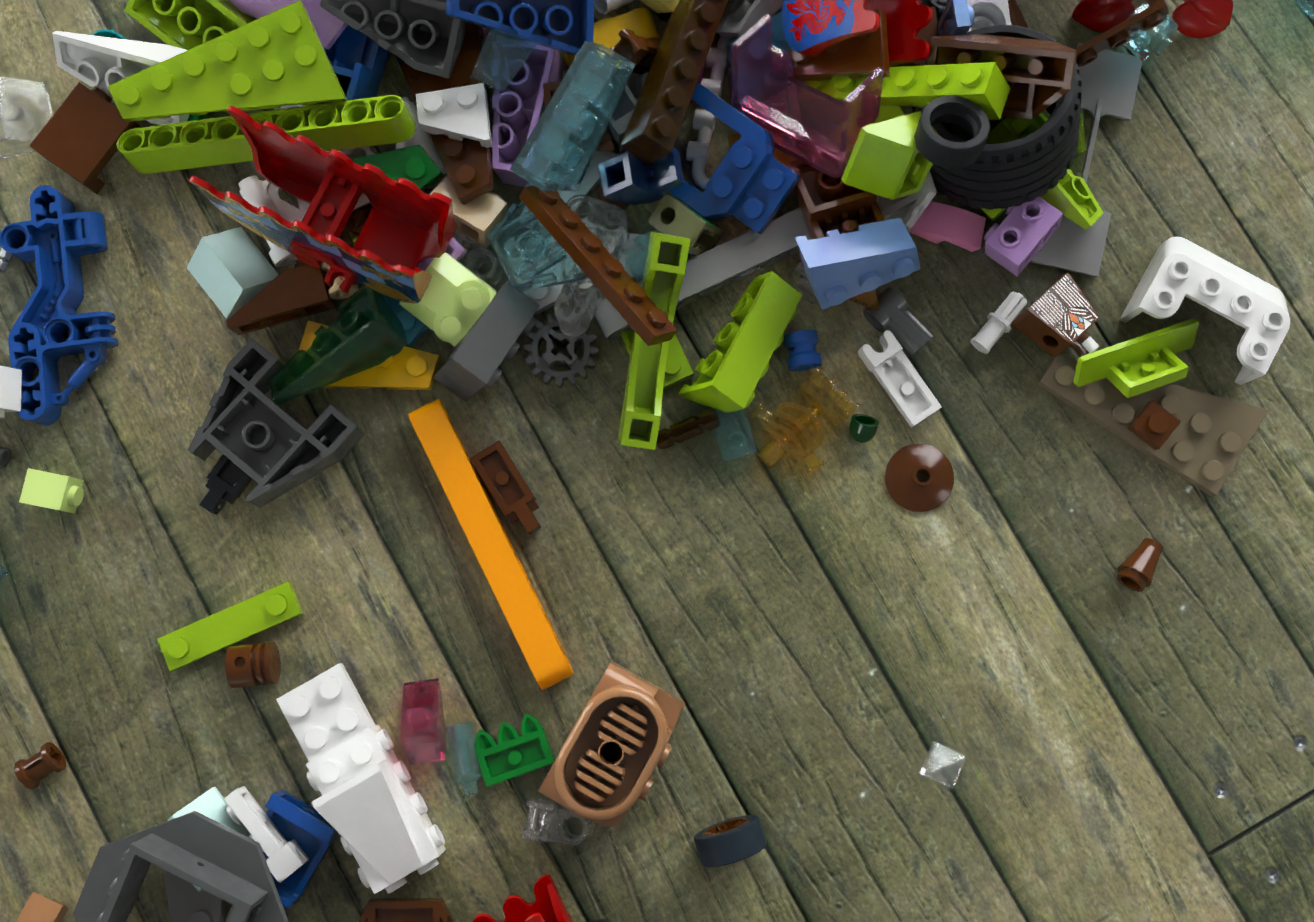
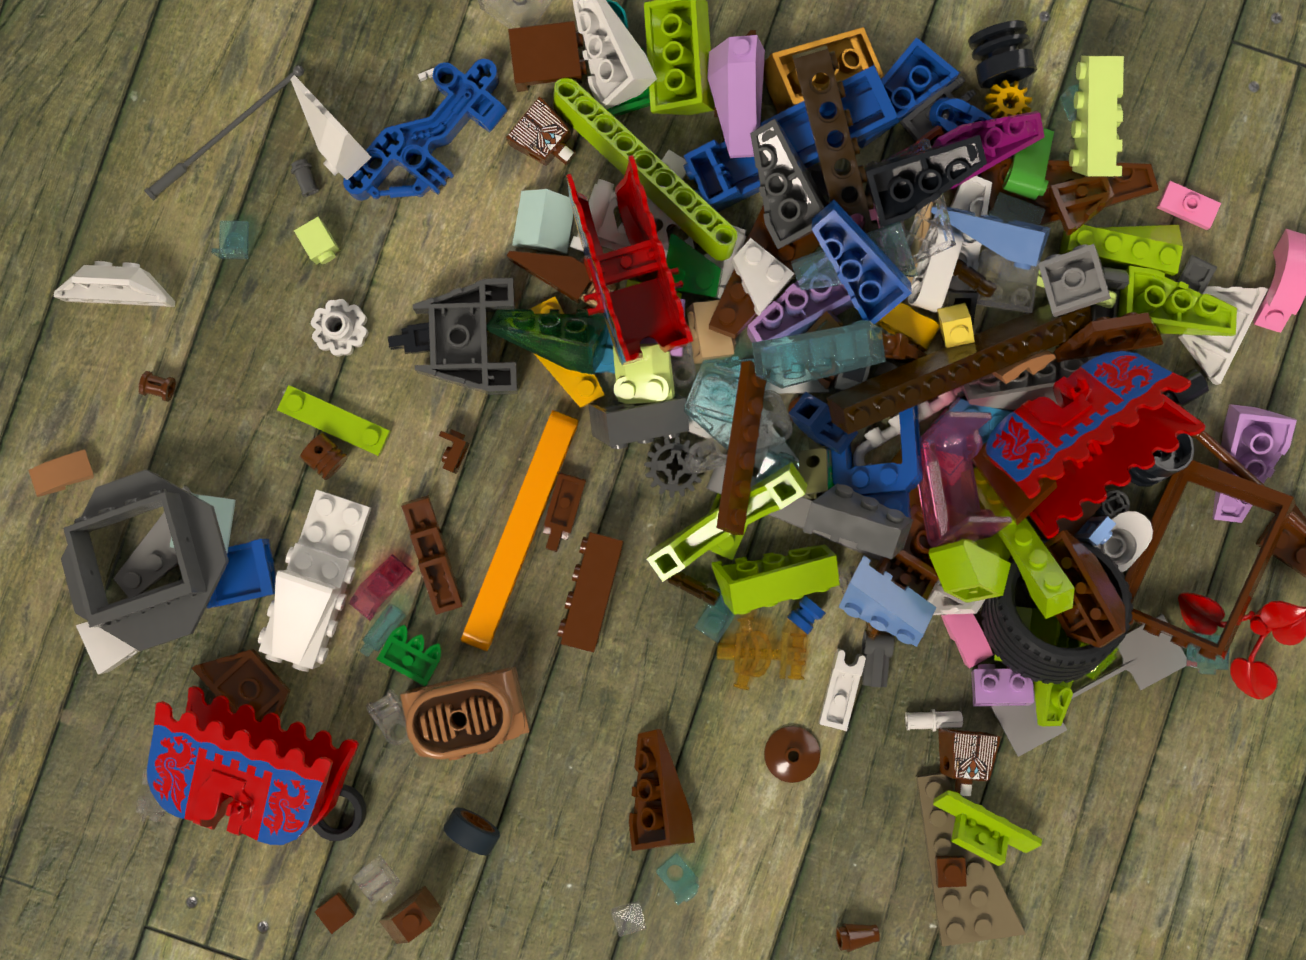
camera: 45 degrees right, 5 degrees up
(150, 542) = (349, 336): none -> white plant
(153, 203) = (541, 135): none -> reddish brown torso
(250, 68) = (675, 128): lime wing -> none
(283, 855) = (233, 578): white plate -> none
(365, 542) = (454, 455): none -> reddish brown bracket
(438, 645) = (432, 555): none -> reddish brown slope
(605, 521) = (592, 592): none -> reddish brown brick
(759, 215) = (859, 520): none -> dark grey wedge
(862, 639) = (660, 806): none -> reddish brown wedge
(863, 427) = (791, 693): dark green hinge -> none
(955, 111) = (1028, 592): black tyre -> none
(959, 686) = (684, 888): none -> clear light blue bracket
(1192, 272) = (1075, 838): white windscreen -> none

